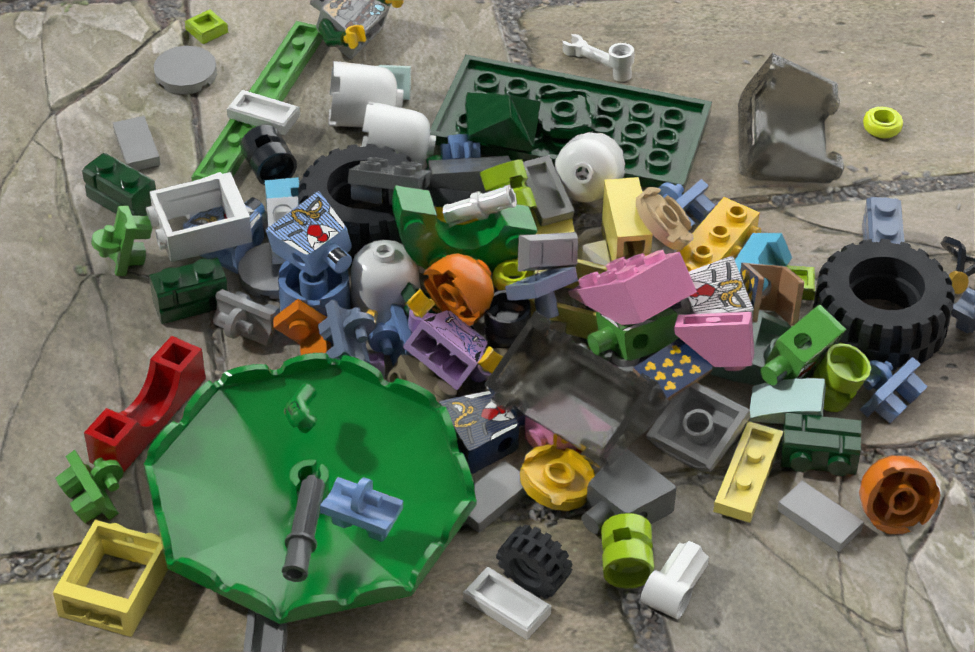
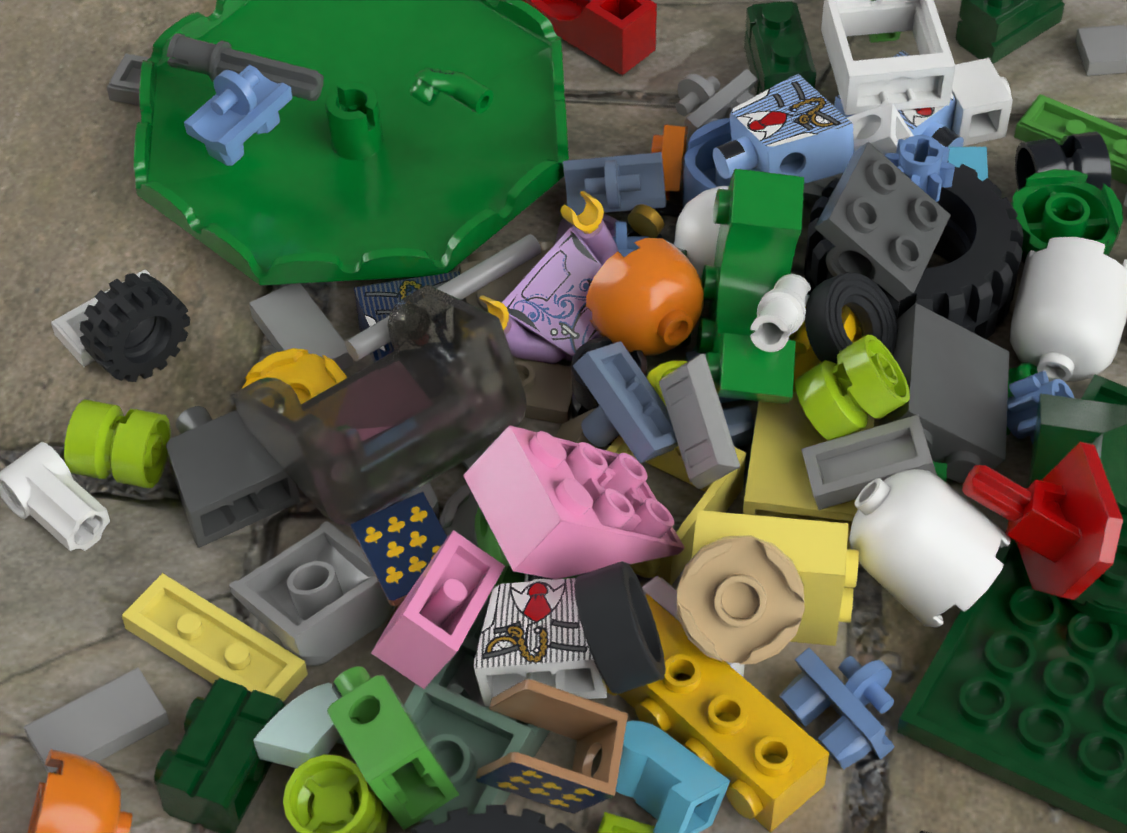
camera: 105 degrees right, 5 degrees up
(320, 135) = (1066, 206): none -> green cylinder
(333, 173) = (924, 163): none -> medium blue gear
(470, 398) = (459, 287): none -> light grey bar
(562, 113) = (1061, 524): none -> red piece
(710, 245) = (619, 627): none -> black tyre

